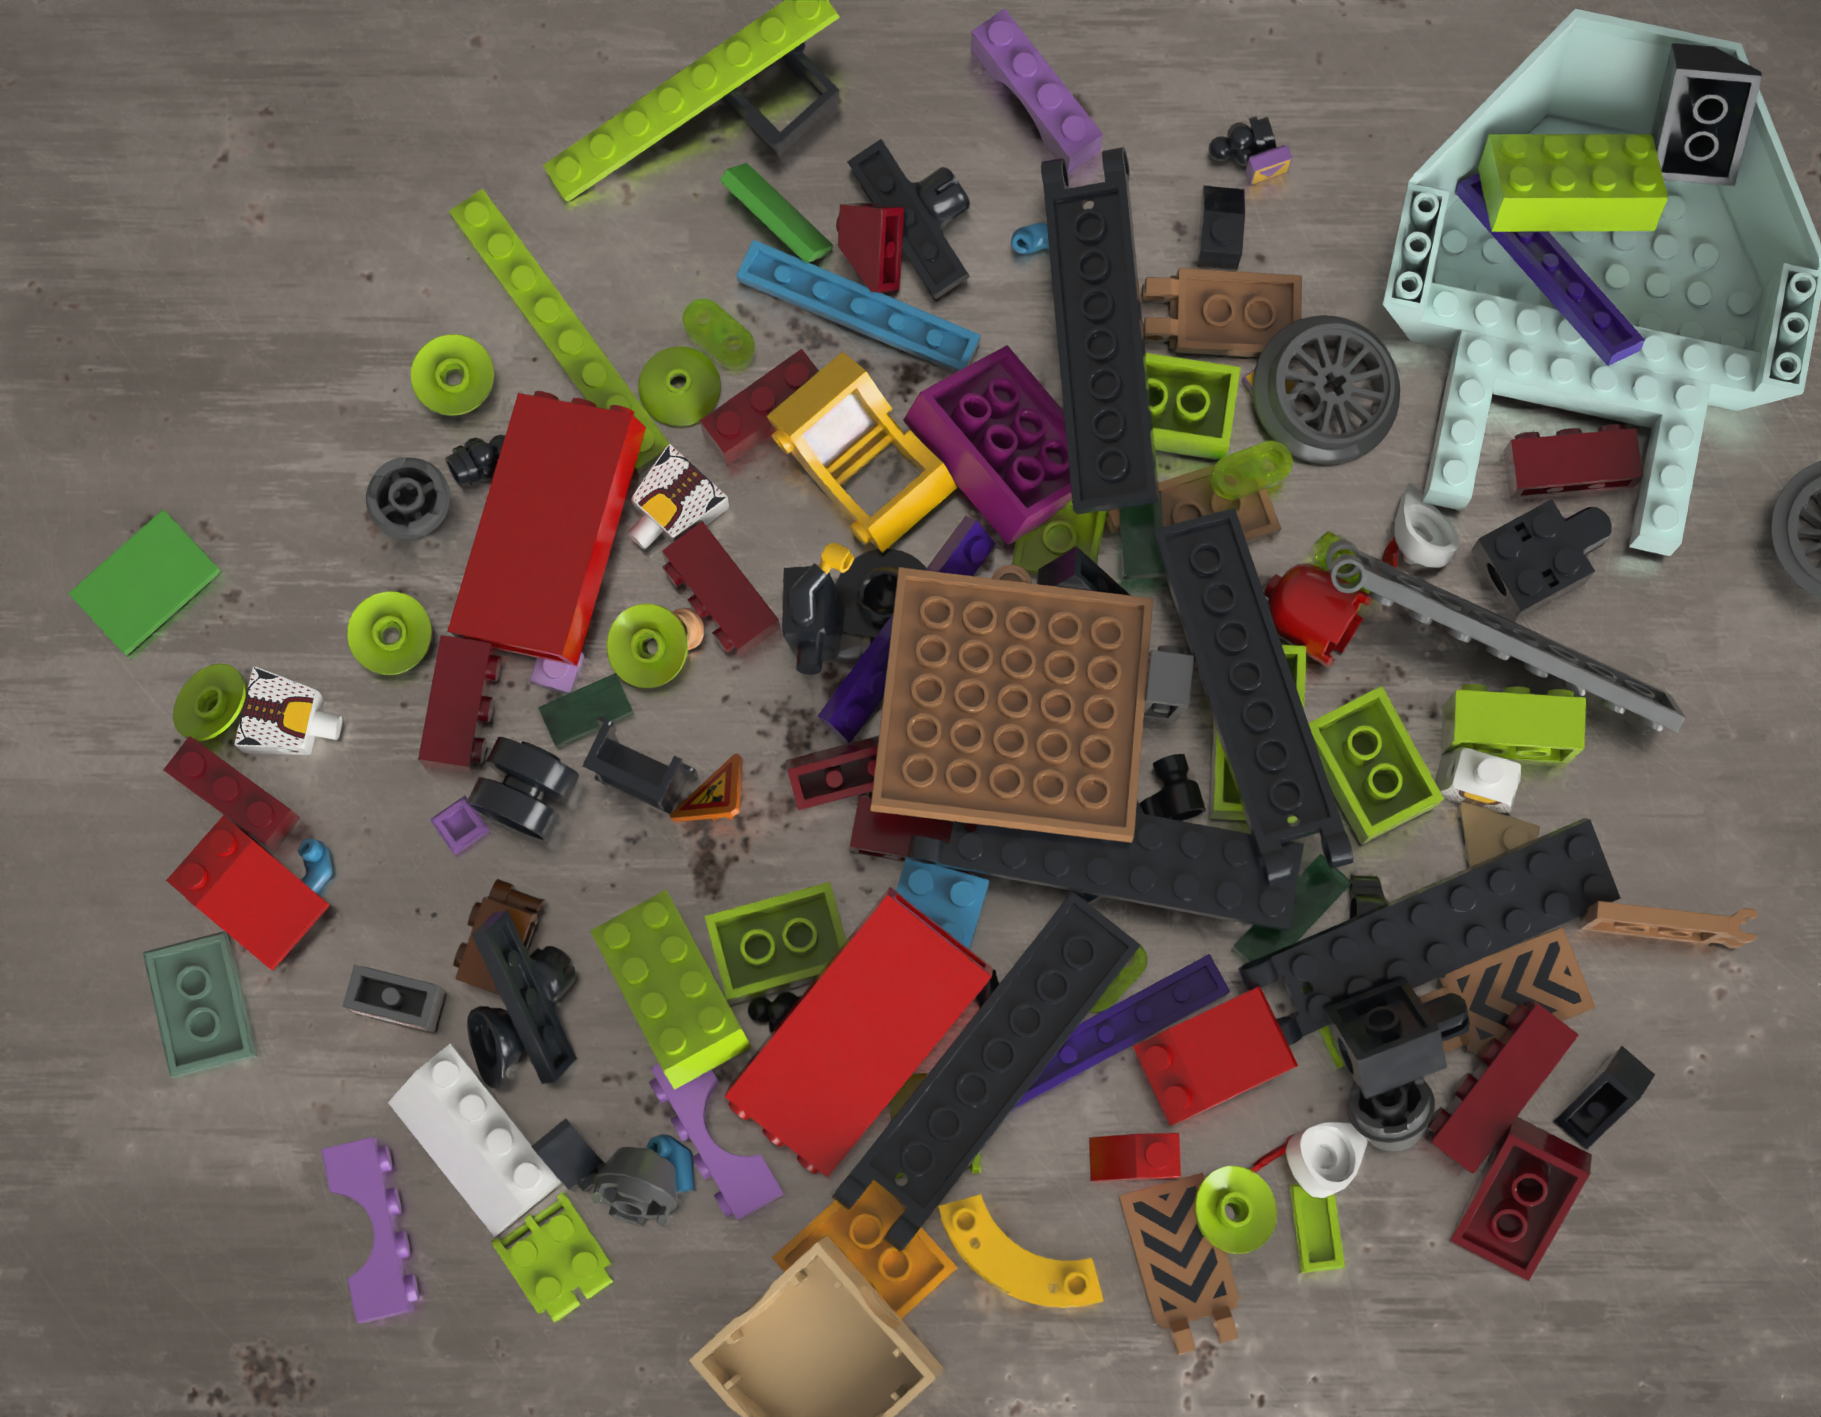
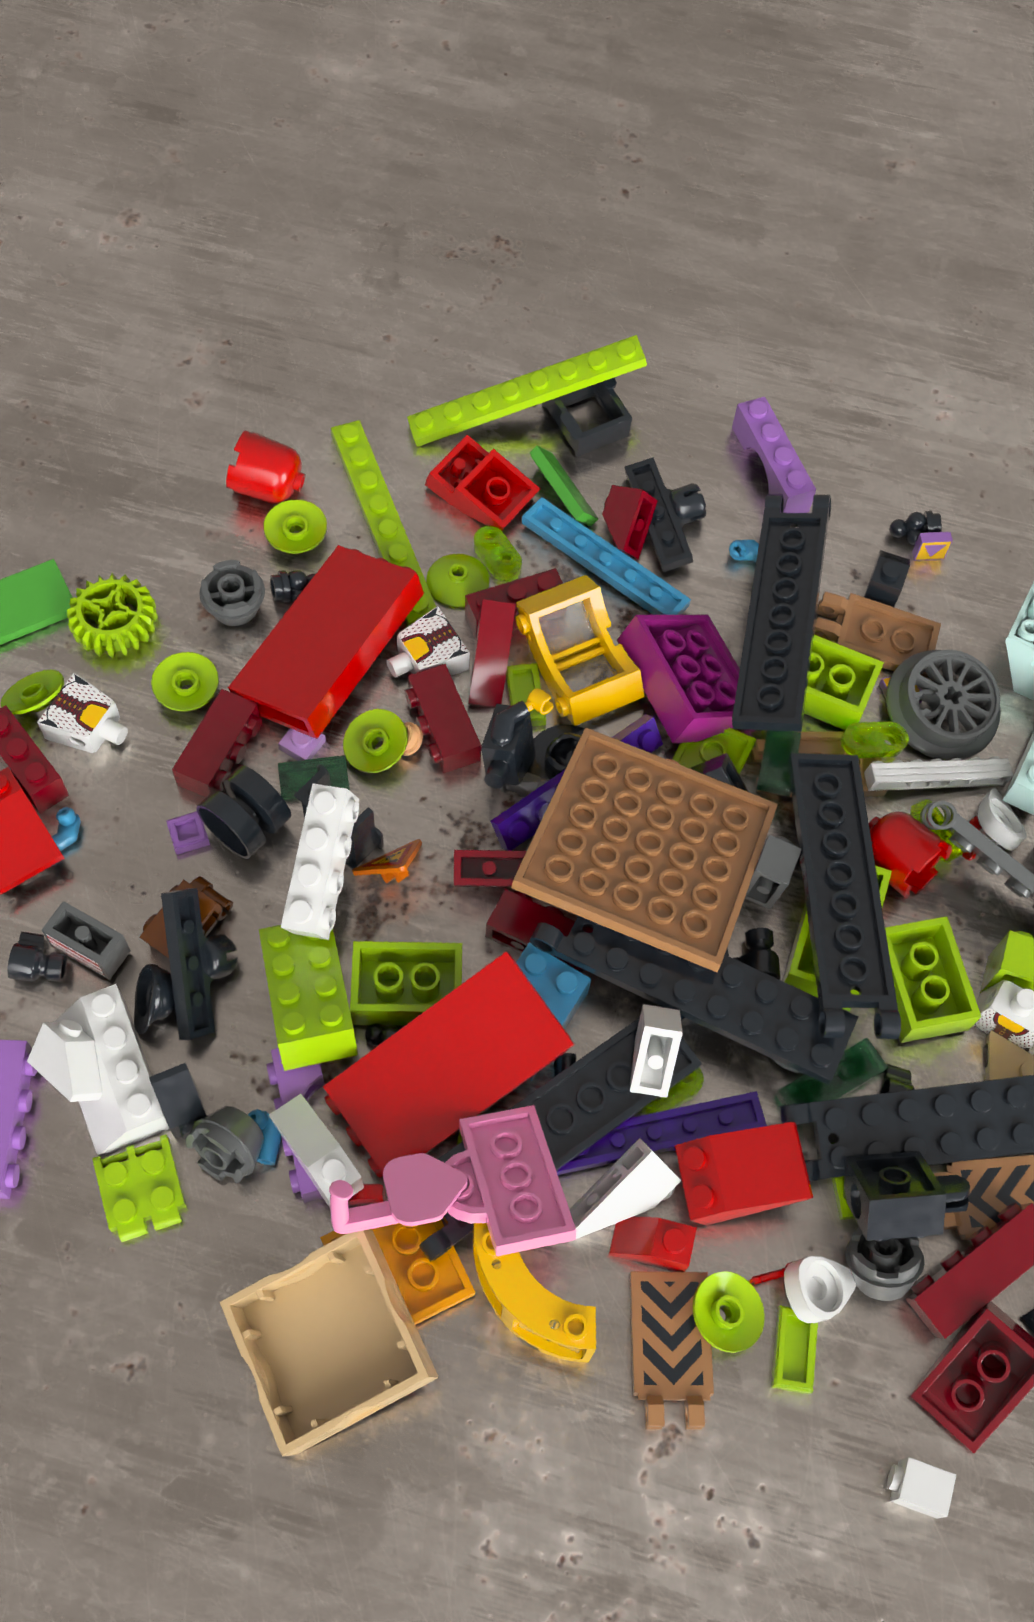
camera: 10 degrees right, 15 degrees down
(265, 535) = (118, 625): none -> lime gear
(337, 1040) = (29, 962): none -> black piece
(390, 307) = (265, 469): none -> cylinder
(428, 1147) = (67, 1060): none -> white slope
(643, 844) = (320, 862): none -> white brick
(671, 241) = (481, 484): none -> red slope
(739, 1168) = (315, 1146): none -> white slope
(754, 491) = (491, 653): none -> dark red slope
(807, 521) = (520, 683): none -> lime tile
(807, 1196) = (368, 1195): none -> red tile
(957, 1143) = (497, 1180): none -> bright pink plate
(1084, 949) = (655, 1050): none -> white slope
(1089, 1112) = (625, 1190): none -> white slope
(1337, 490) = (938, 773): none -> white piece
(1478, 1333) = (921, 1487): none -> white brick

